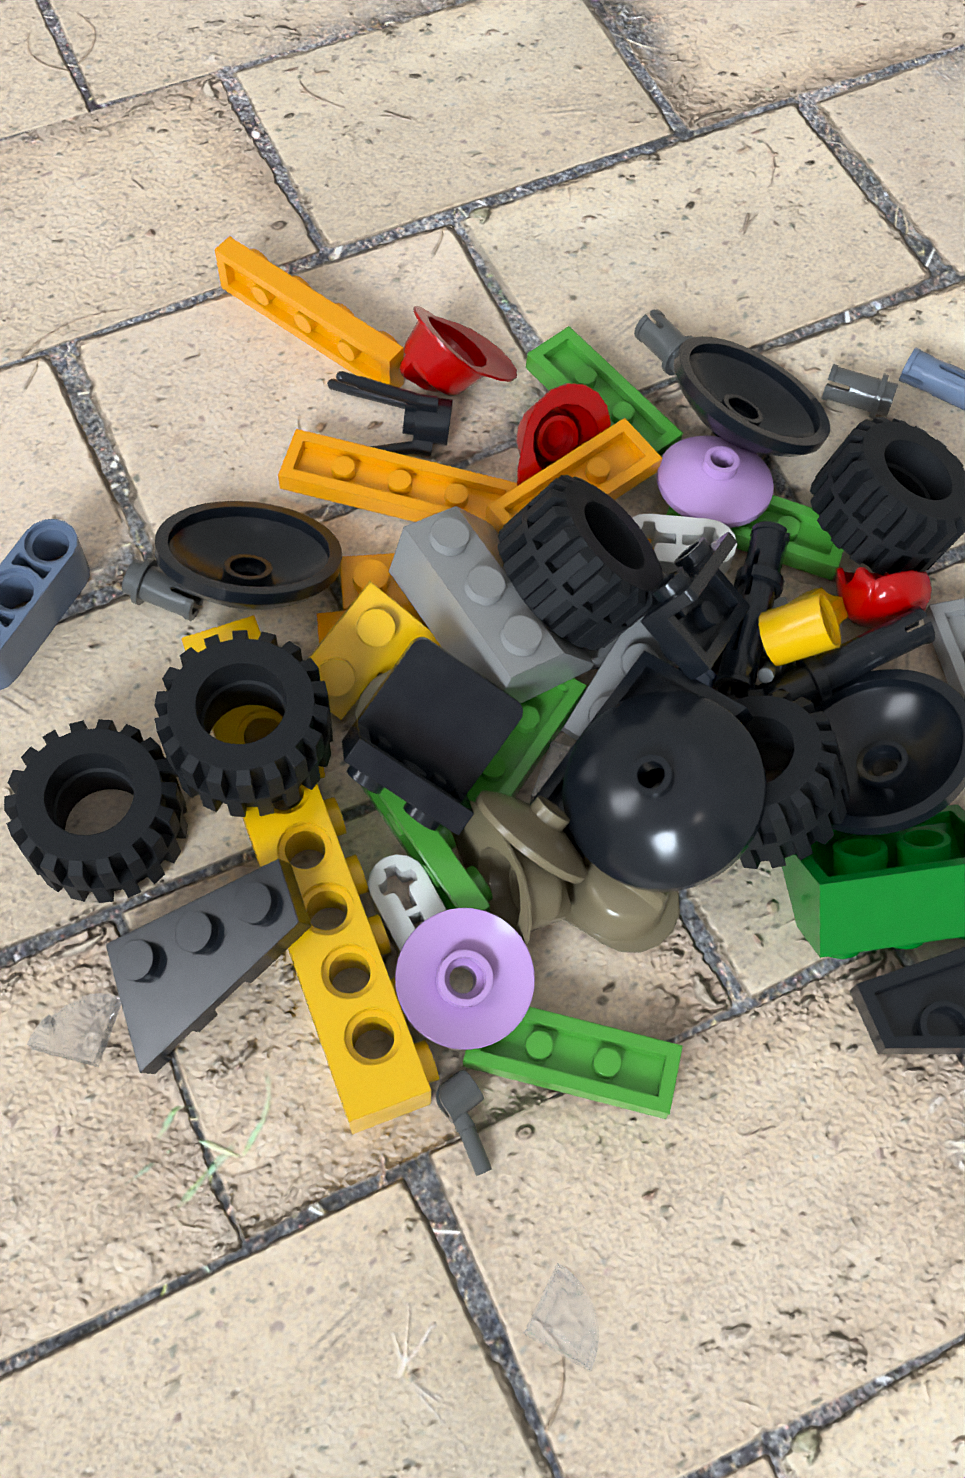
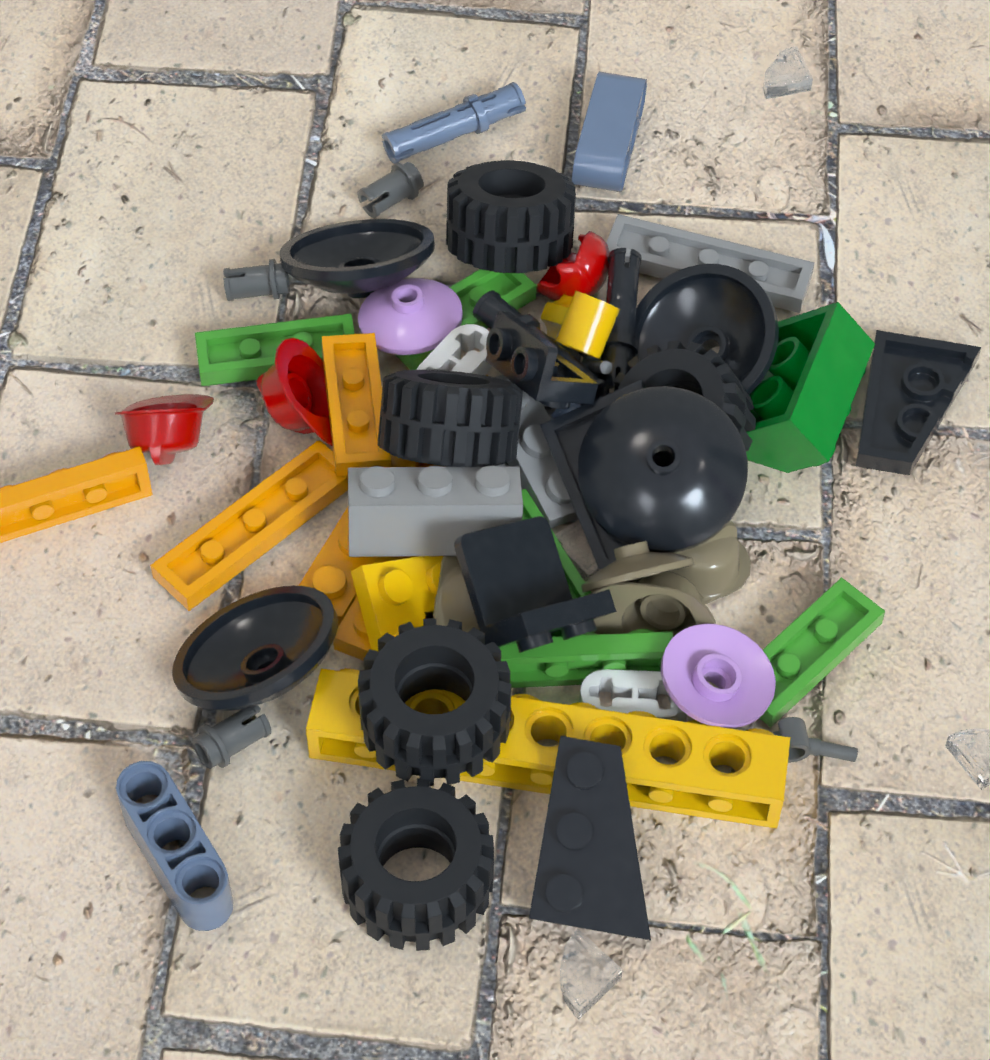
camera: 55 degrees left, 10 degrees down
(424, 415) = (200, 477): black plant -> none

